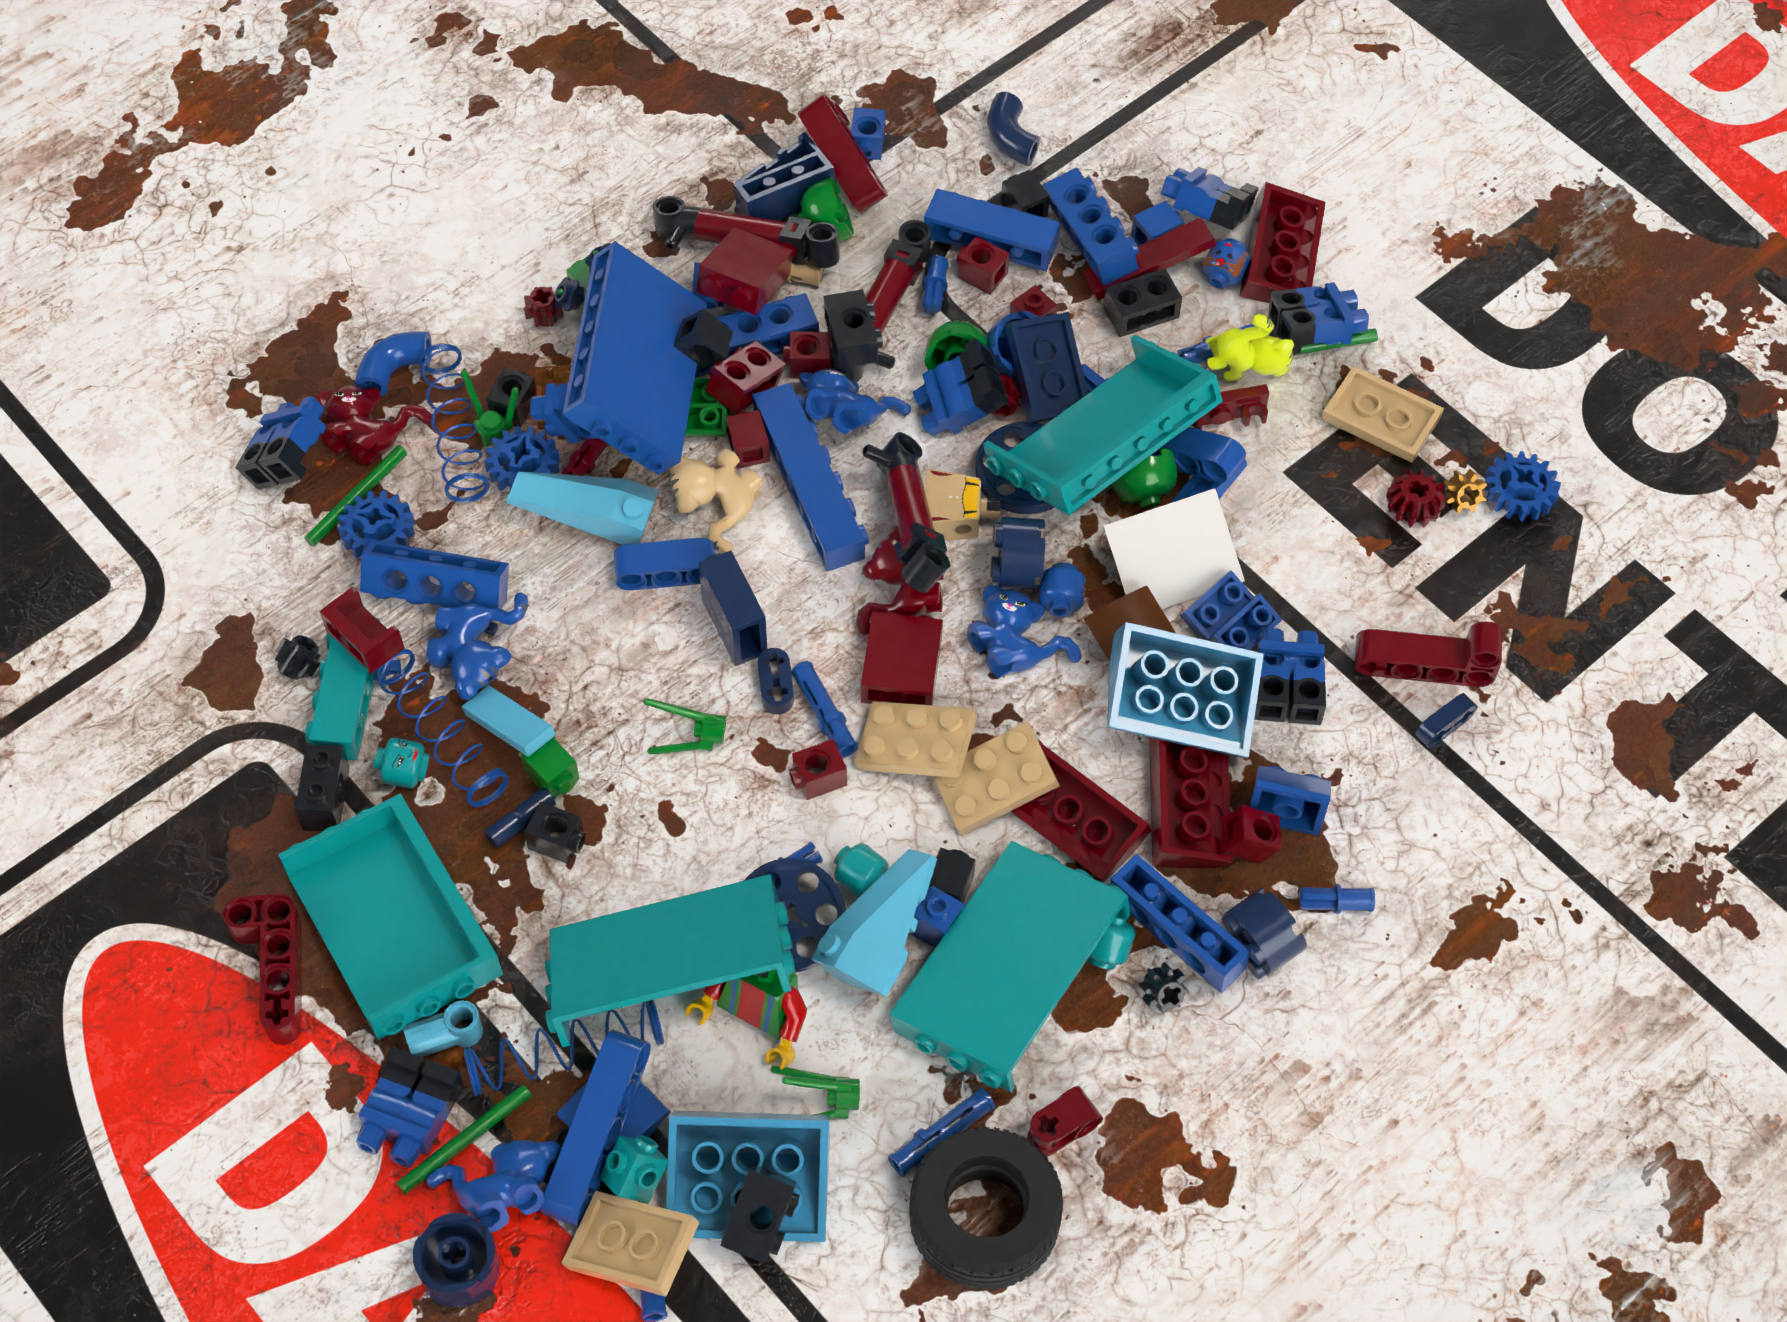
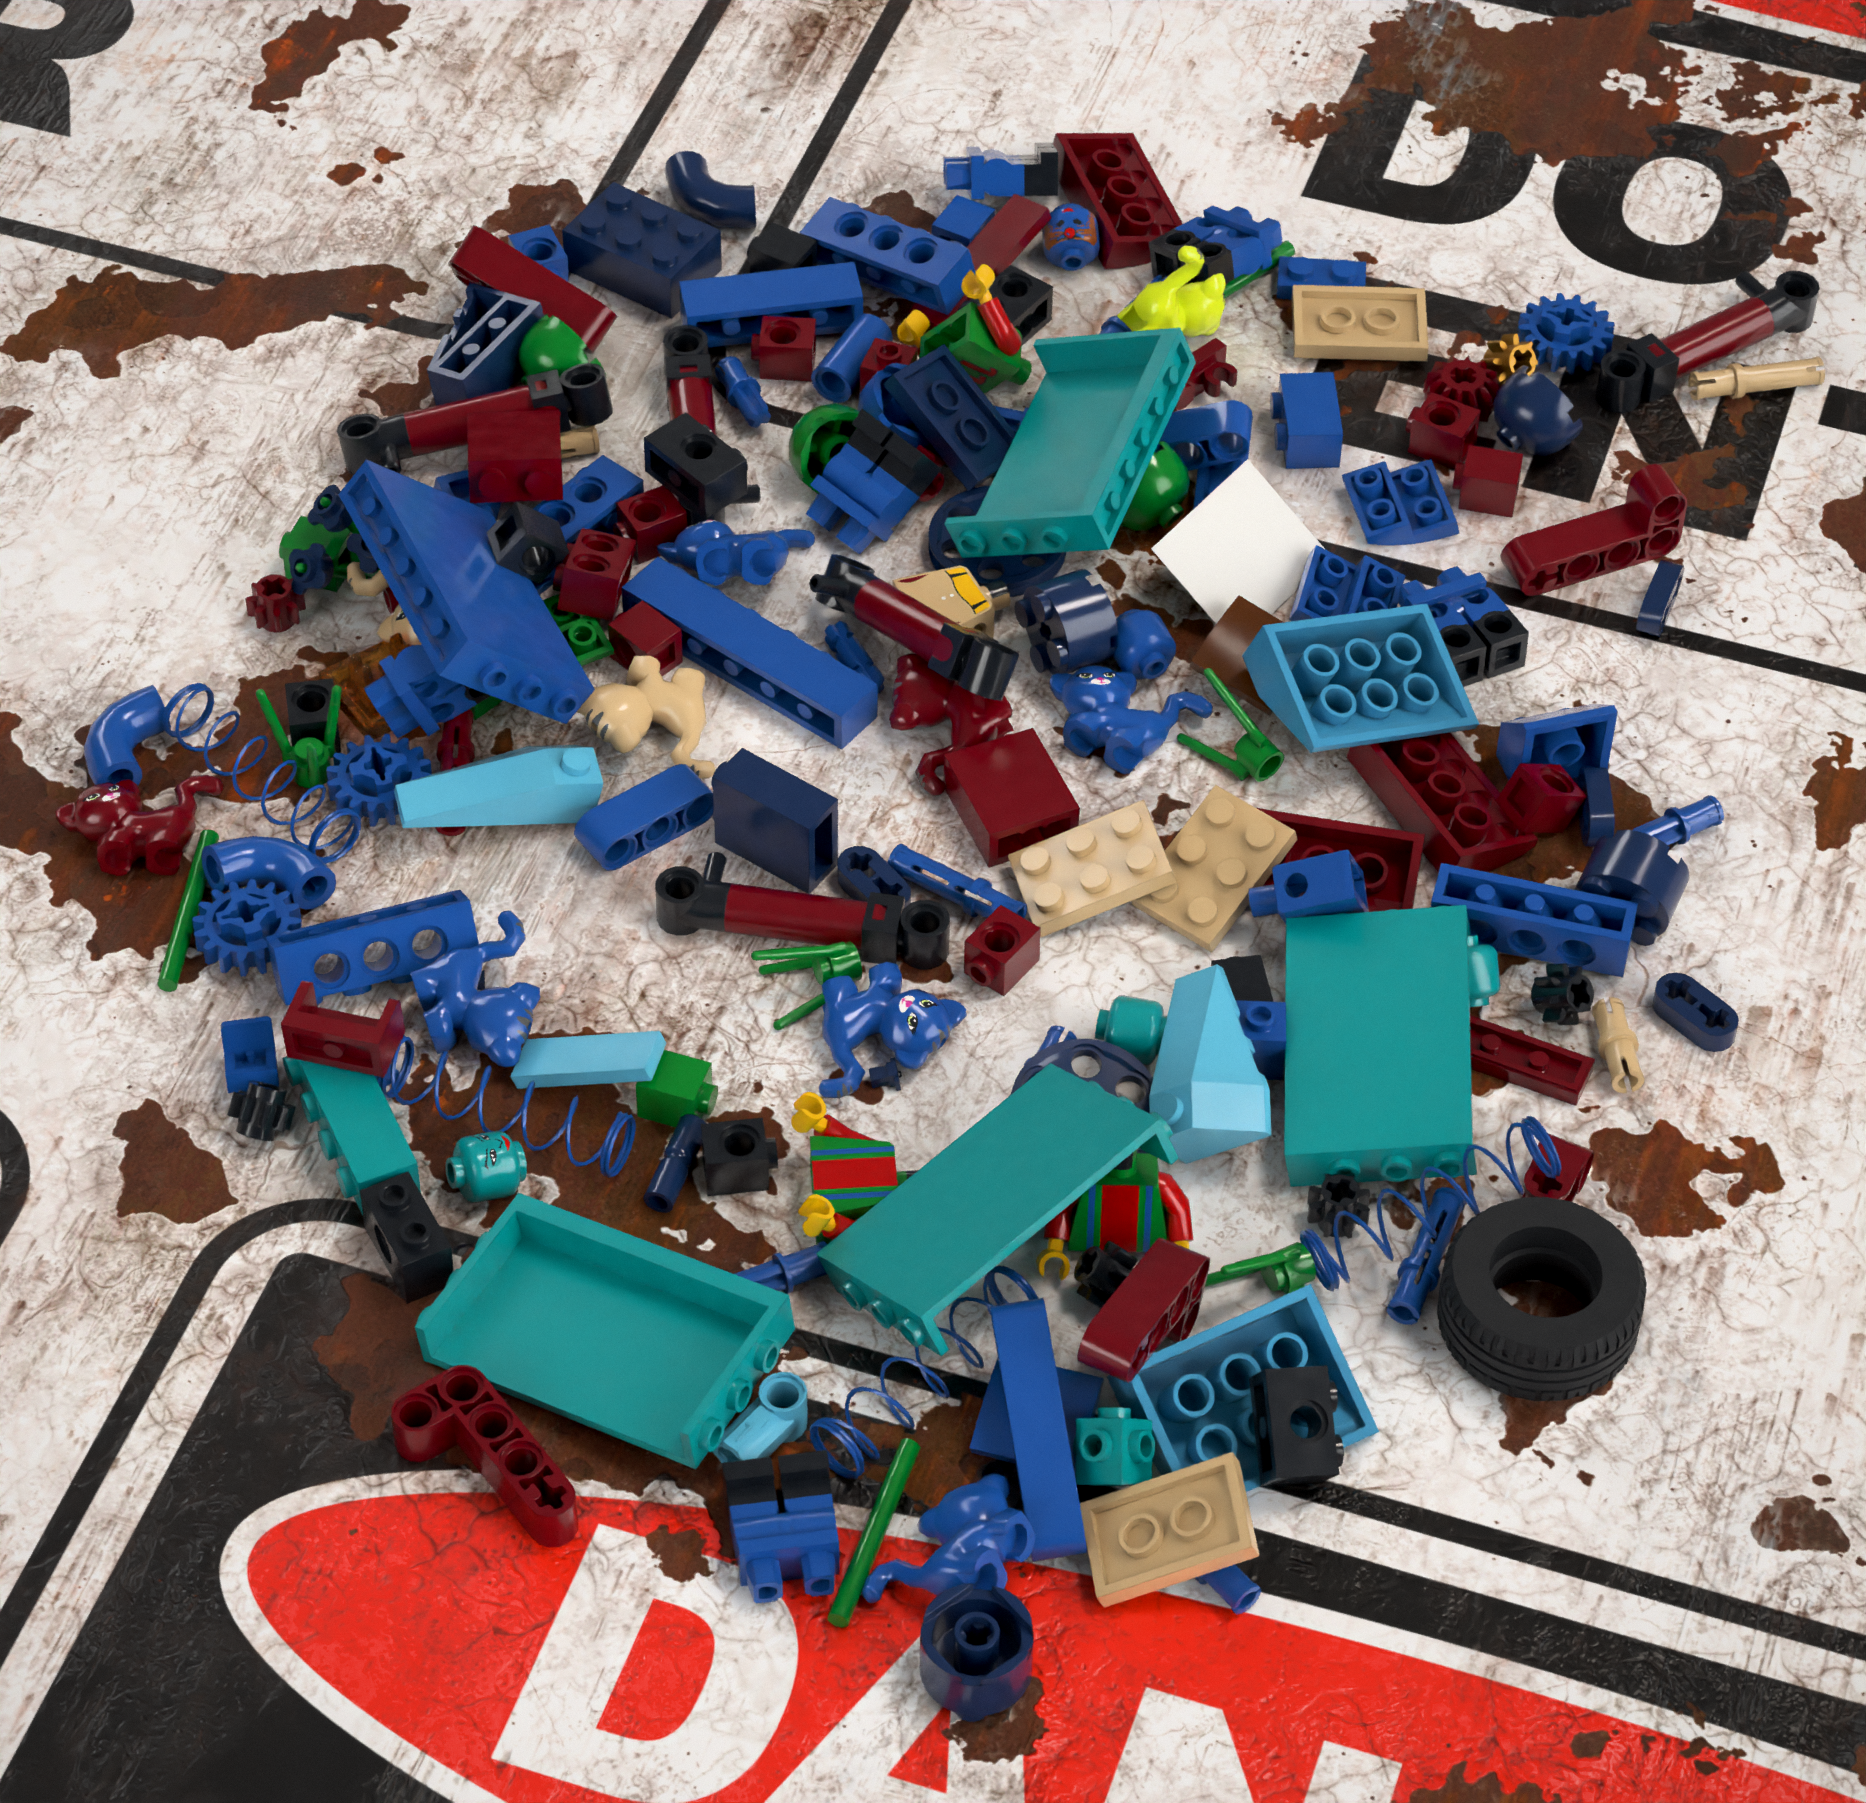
camera: 30 degrees left, 10 degrees down
(281, 444) = (59, 884): hips -> none
(309, 620) = (249, 1052): none -> blue bracket
(419, 487) = (266, 861): none -> blue cylinder
(524, 928) = (787, 1270): none -> blue axle
(610, 883) = (846, 1171): none -> torso
(691, 820) = (886, 1075): none -> dark blue piece
(722, 1038) = (1102, 1272): none -> black gear
(725, 792) = (908, 1022): none -> blue animal
(736, 1072) = (1152, 1303): none -> dark red beam
(752, 713) = (875, 927): none -> piece
(875, 510) = (851, 652): none -> blue axle
(909, 1056) = (1337, 1195): none -> black gear
(938, 150) = (640, 248): none -> dark blue brick
(1000, 295) = (839, 370): none -> blue pin
(1042, 832) = (1330, 883): none -> blue torso
(1046, 1093) = (1529, 1127): none -> blue piece
(1085, 706) = (1254, 751): none -> green plant
(1095, 316) = (975, 335): none -> torso
(1108, 1018) = (1528, 1061): none -> dark red tile
(1179, 1043) = (1618, 1045): none -> tan pin
(1260, 1043) = (1695, 1012): none -> dark blue beam
(1288, 857) = (1597, 809): none -> dark blue beam
(1293, 472) = (1308, 420): none -> blue brick
(1316, 563) = (1400, 504): none -> blue slope
(1382, 364) = (1317, 272): none -> blue plate
(1383, 534) = (1442, 430): none -> dark red brick
(1387, 575) = (1488, 481): none -> dark red brick
(1448, 541) = (1533, 415): none -> dark blue cylinder
(1568, 538) = (1654, 364): none -> black piece
(1637, 581) = (1740, 380): none -> tan pin

